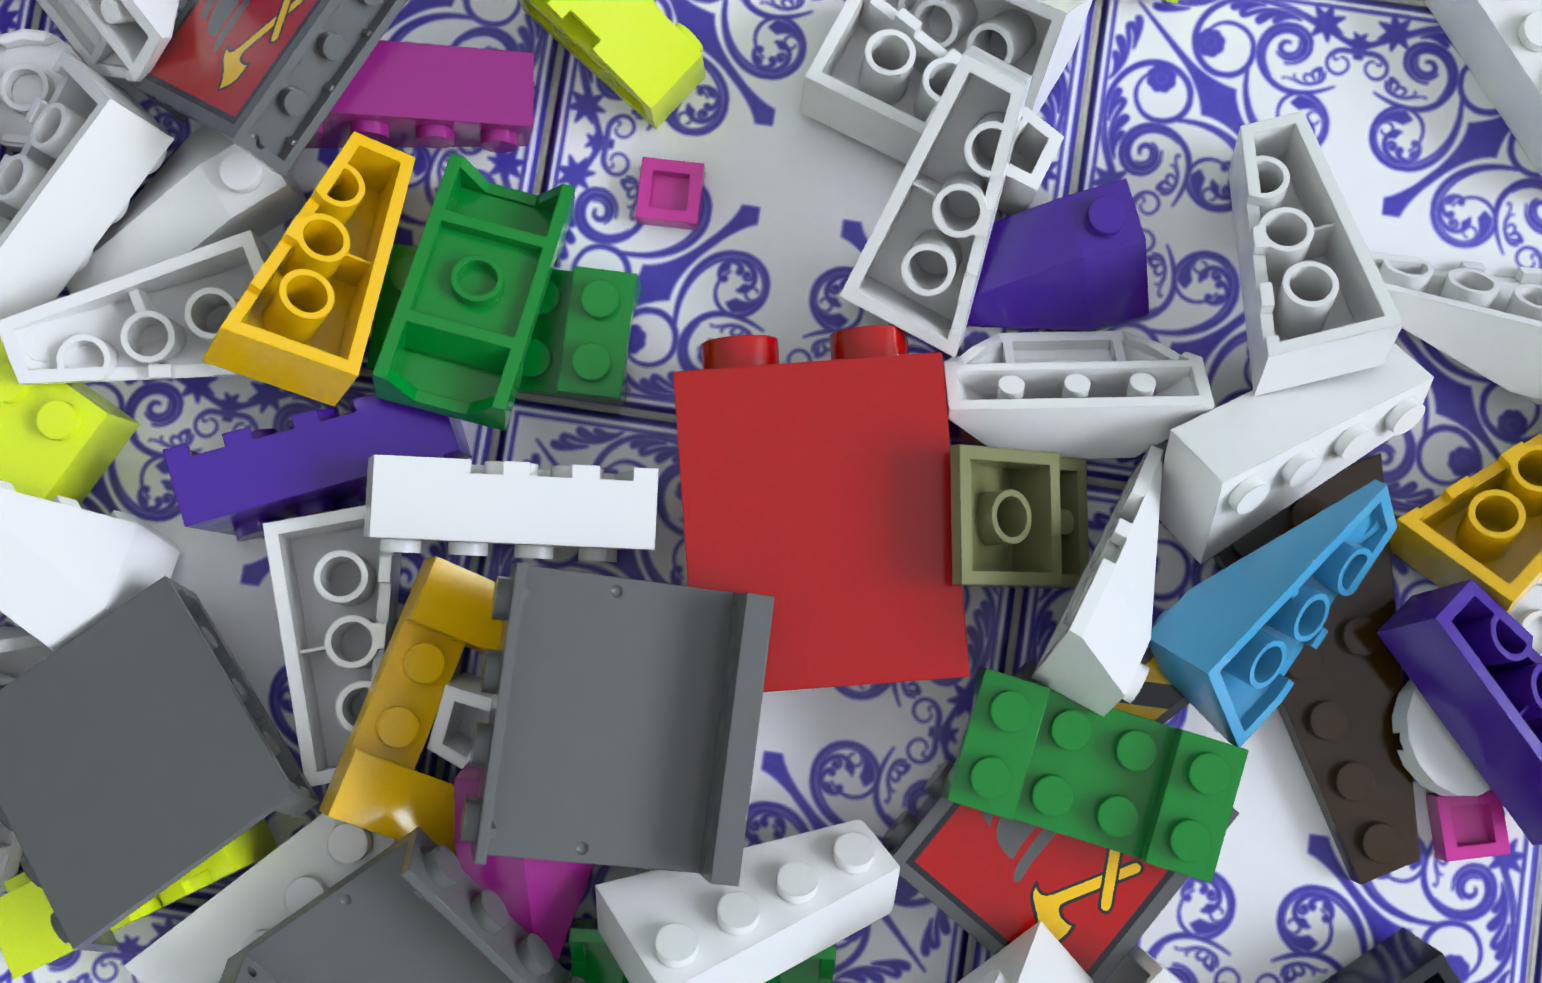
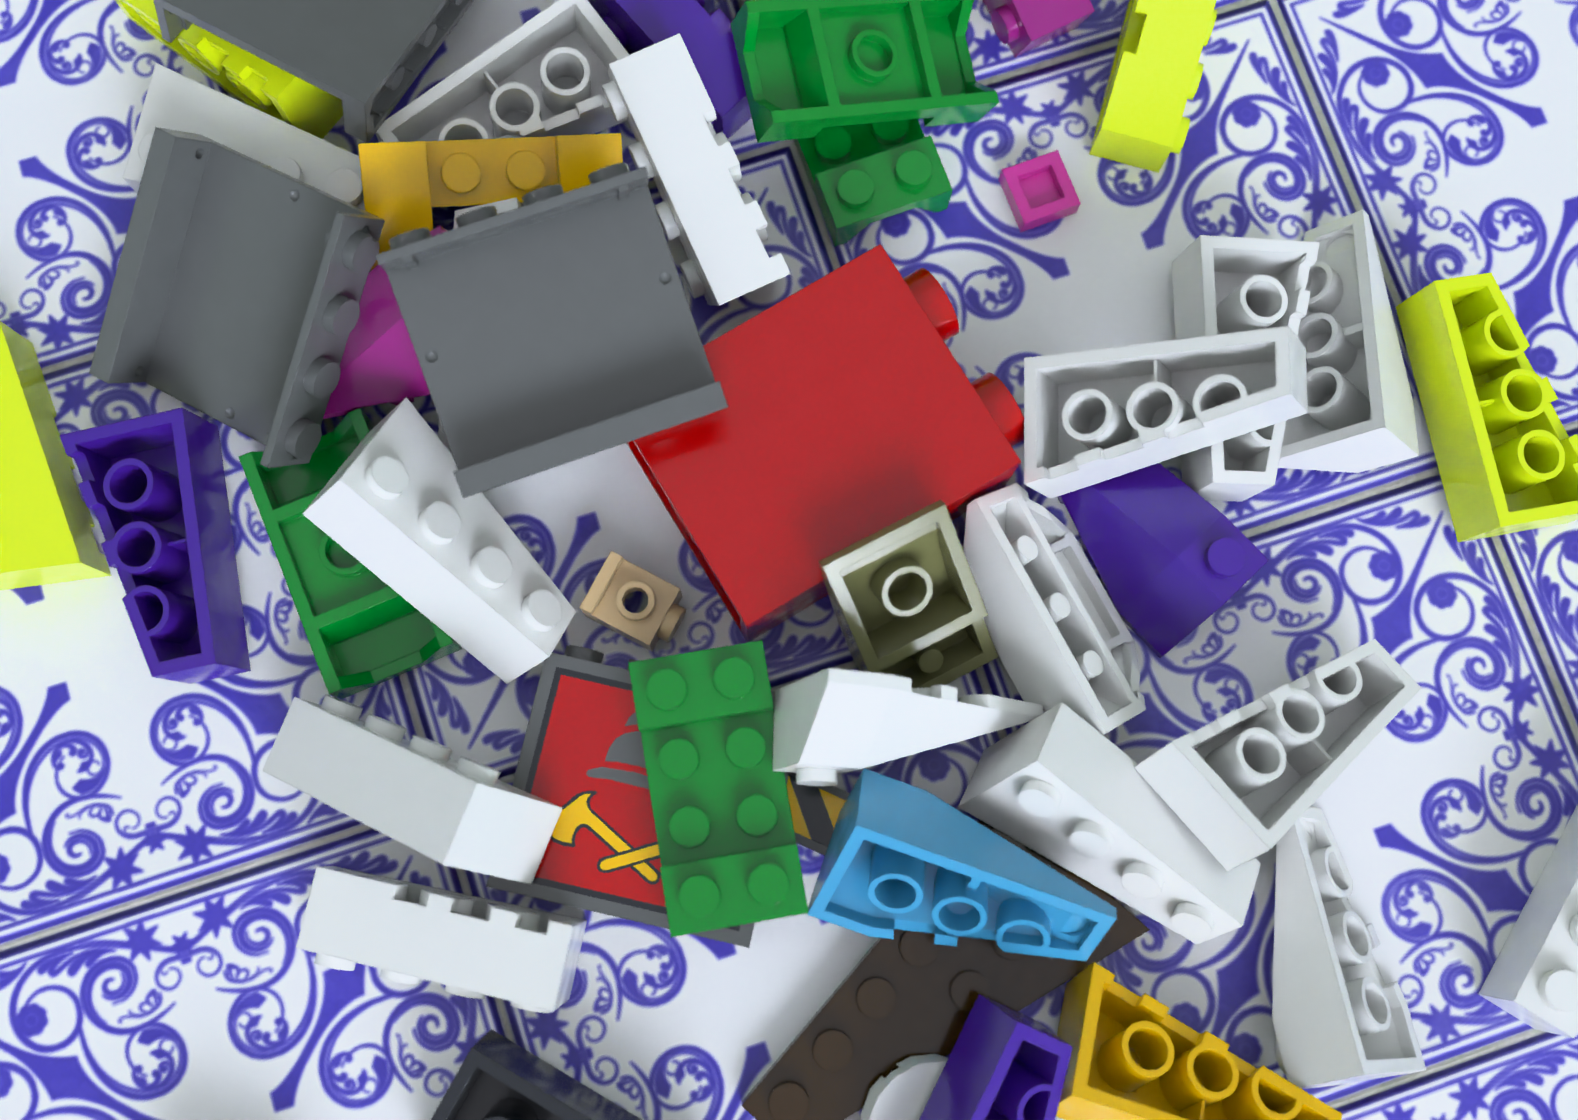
camera: 55 degrees right, 5 degrees down
(849, 765) = (608, 593): none -> tan brick

